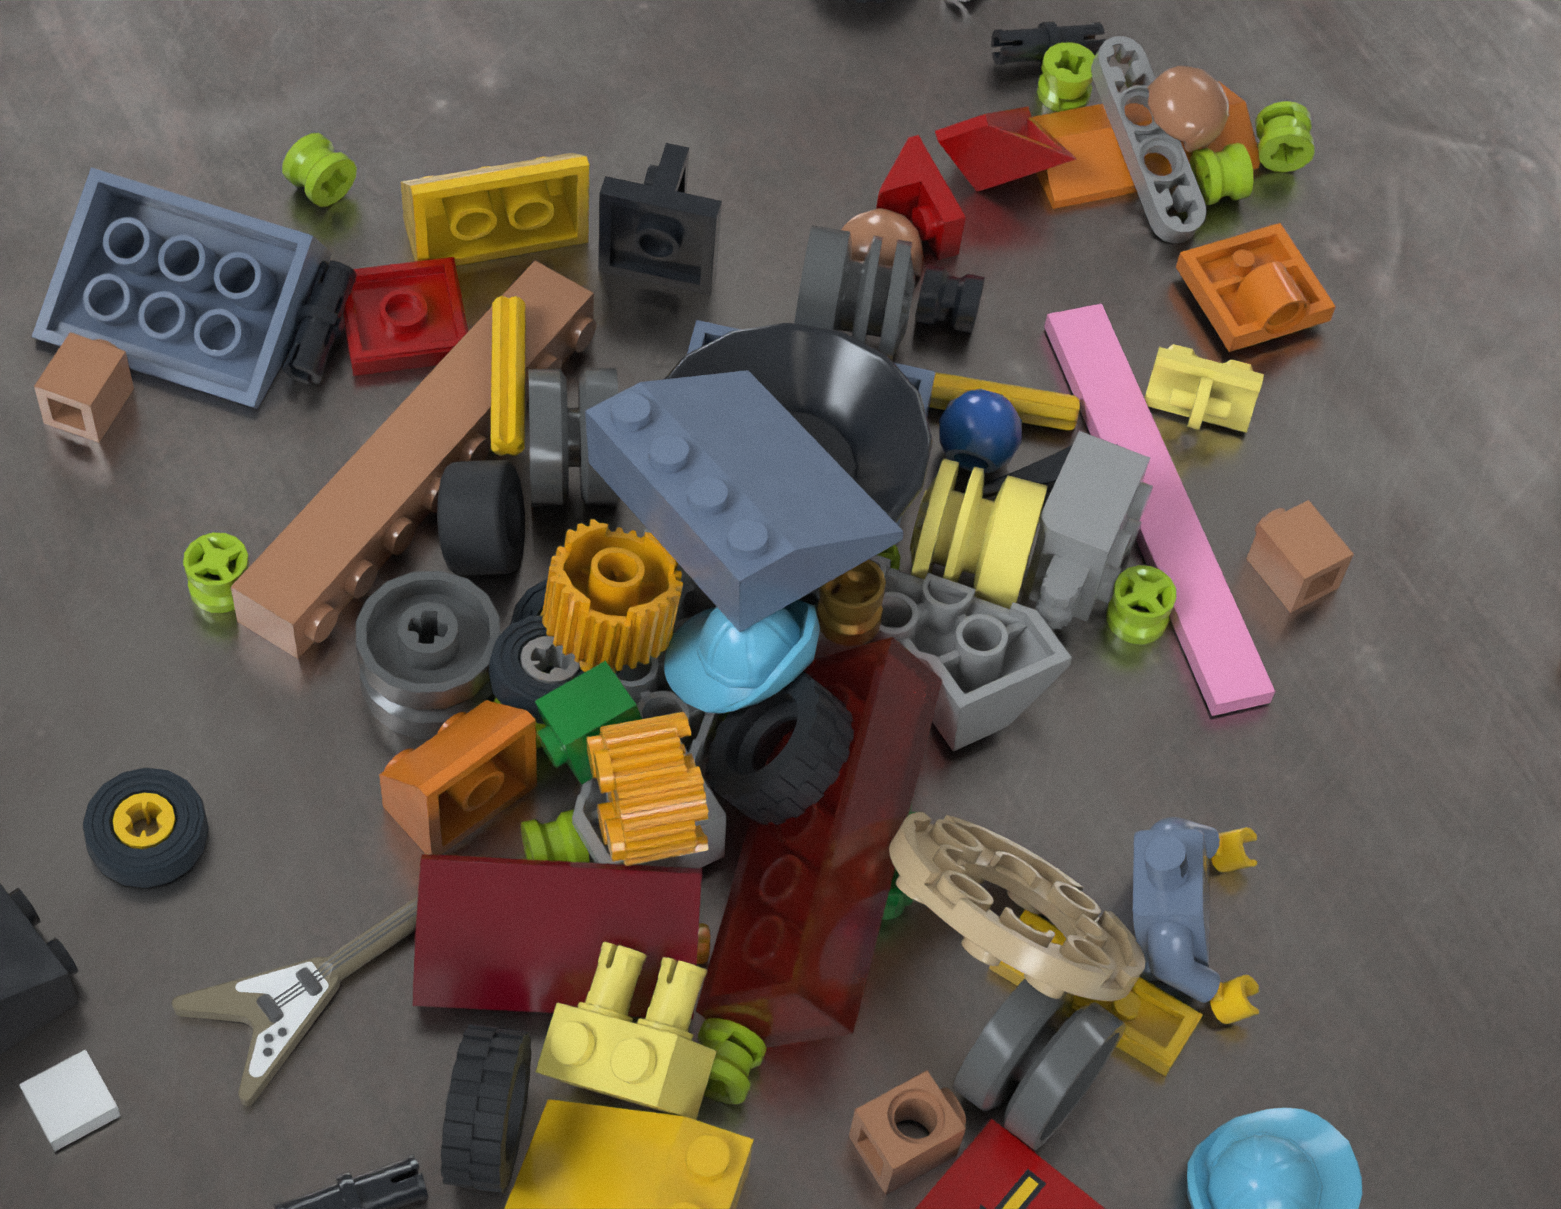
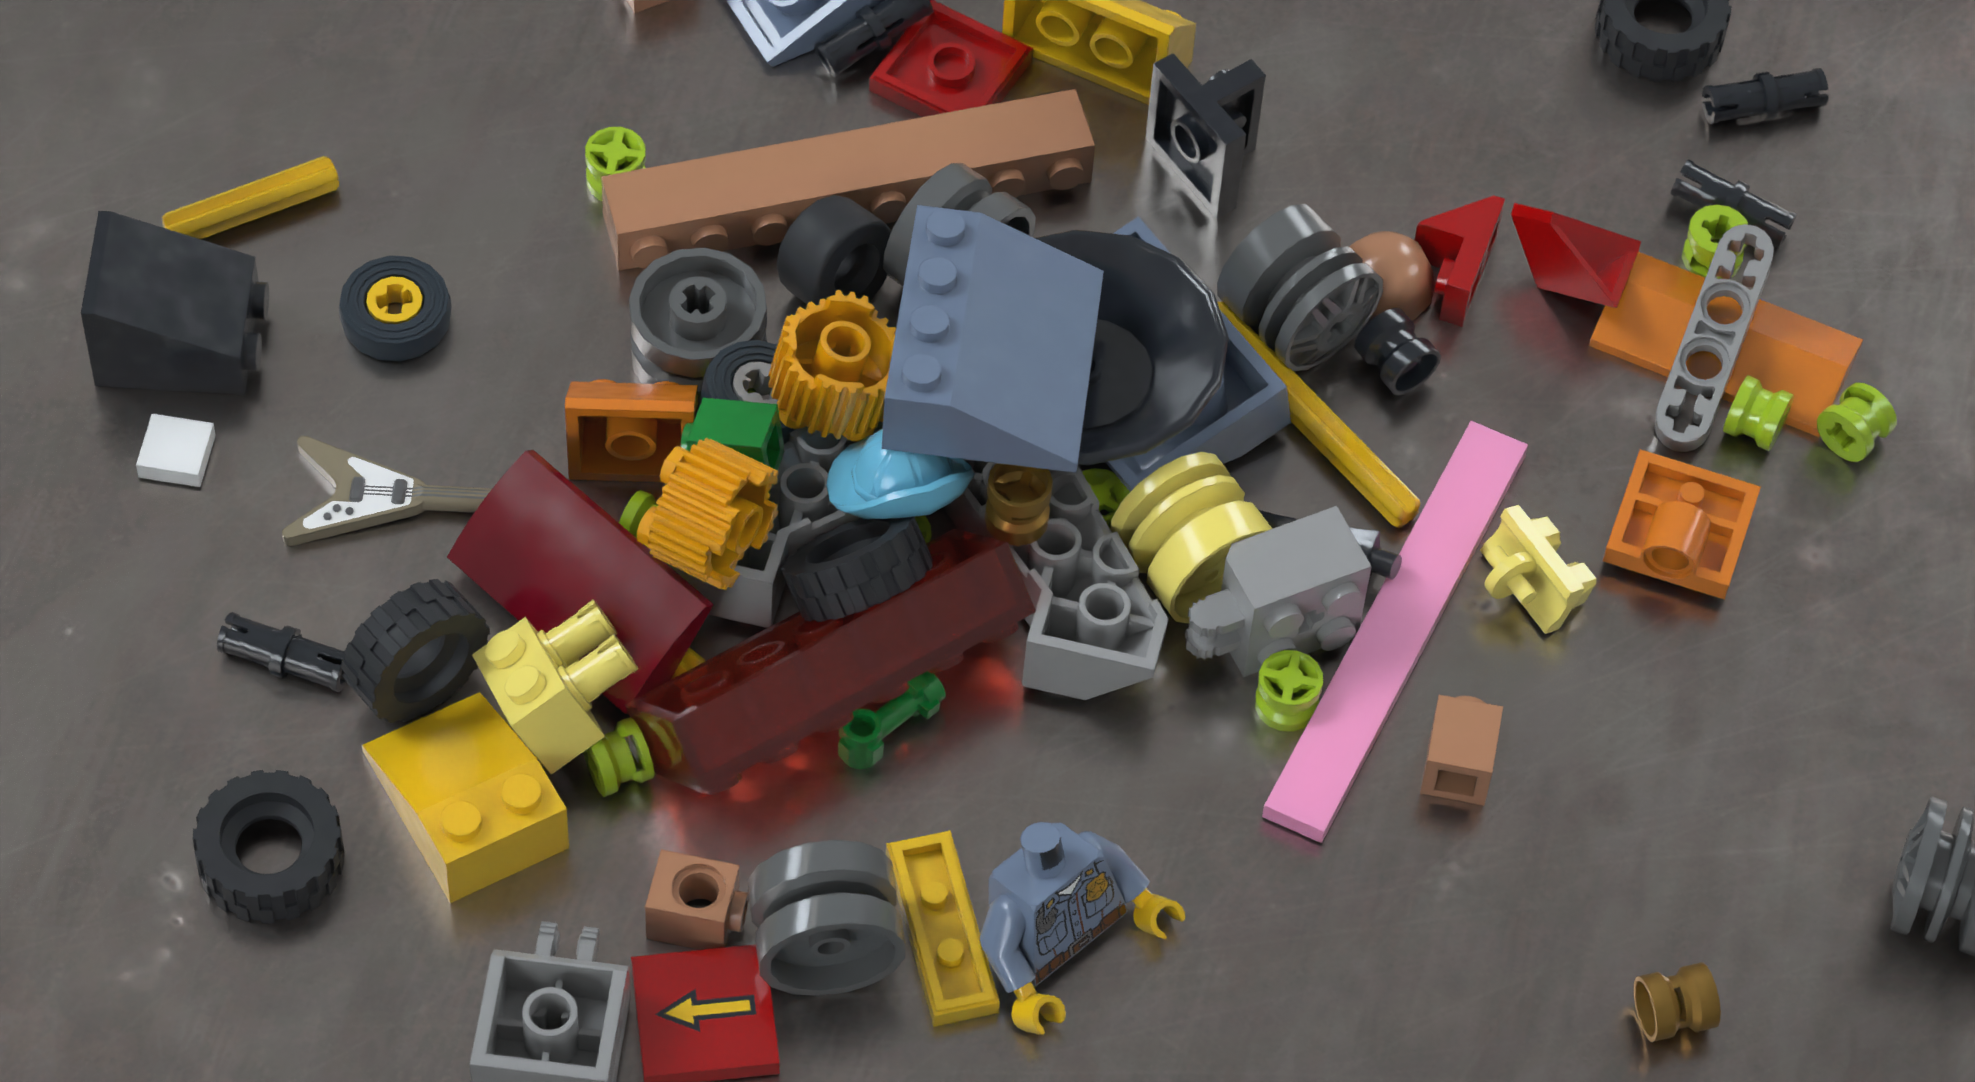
camera: 45 degrees right, 0 degrees up
(508, 376) = (965, 147): yellow axle -> none
(943, 870) = (838, 743): tan plate -> none
(981, 427) = (1300, 466): blue piece -> none
(1189, 106) = (1762, 329): nougat hair -> none

